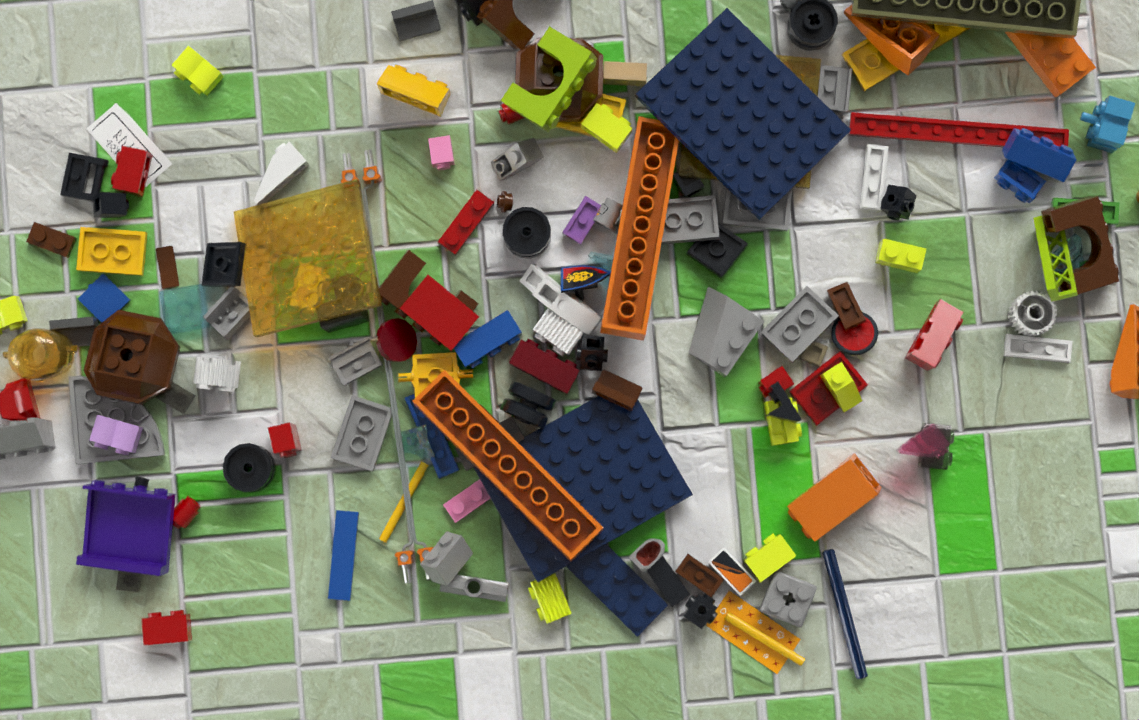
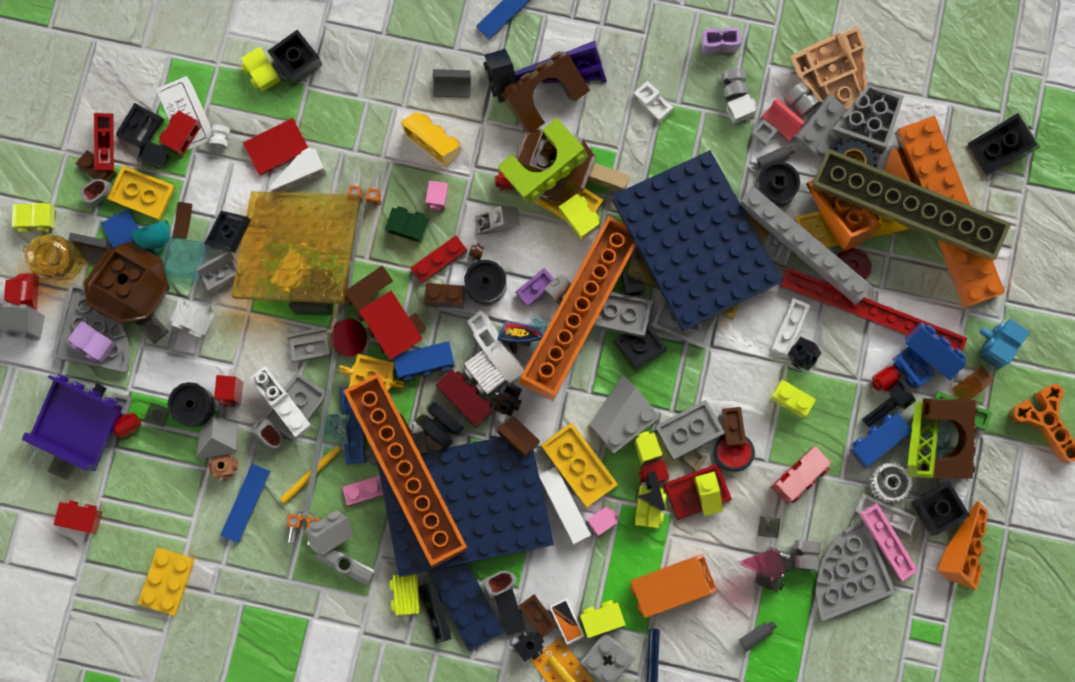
camera: 15 degrees right, 5 degrees down
(50, 207) = (103, 141): none -> red slope
(61, 266) = (95, 192): none -> rock
(141, 296) = (152, 236): none -> teal cylinder
(173, 486) = (125, 401): none -> light grey tile
(177, 159) = (219, 136): none -> white wheel
(214, 490) = (157, 414): none -> clear smoke plate
(232, 46) = (295, 57): none -> black brick
(243, 152) = (275, 146): none -> red tile
(286, 666) = (166, 581): none -> yellow plate
(290, 495) = (217, 438): none -> light grey slope
(298, 519) = (216, 466): none -> nougat brick
(341, 474) = (266, 434): none -> rock
(347, 434) = (281, 402): none -> white slope
(419, 194) = (407, 224): none -> dark green brick
(486, 261) = (444, 295): none -> reddish brown brick
(588, 607) = (435, 612): none -> black plate
(690, 448) = (564, 505): none -> white slope
(692, 399) = (579, 465): none -> yellow plate
(736, 452) = (603, 520): none -> bright pink brick
(760, 358) = (647, 447): none -> neon yellow brick
(864, 83) = (805, 246): none -> light grey brick
(917, 402) = (769, 527): none -> clear smoke plate
(920, 89) = (856, 260): none -> dark red tile
(939, 521) = (757, 635): none -> dark grey cylinder
(966, 419) = (806, 555): none -> light grey wheel
(994, 201) = (886, 378): none -> red brick
(1007, 270) = (880, 439): none -> blue brick
(1014, 218) = (898, 397): none -> black piece
(1019, 423) = (851, 573): none -> light grey plate
(1049, 378) = (888, 542): none -> bright pink plate
(1089, 177) = (973, 383): none -> clear orange slope
(1094, 324) = (940, 508): none -> black brick

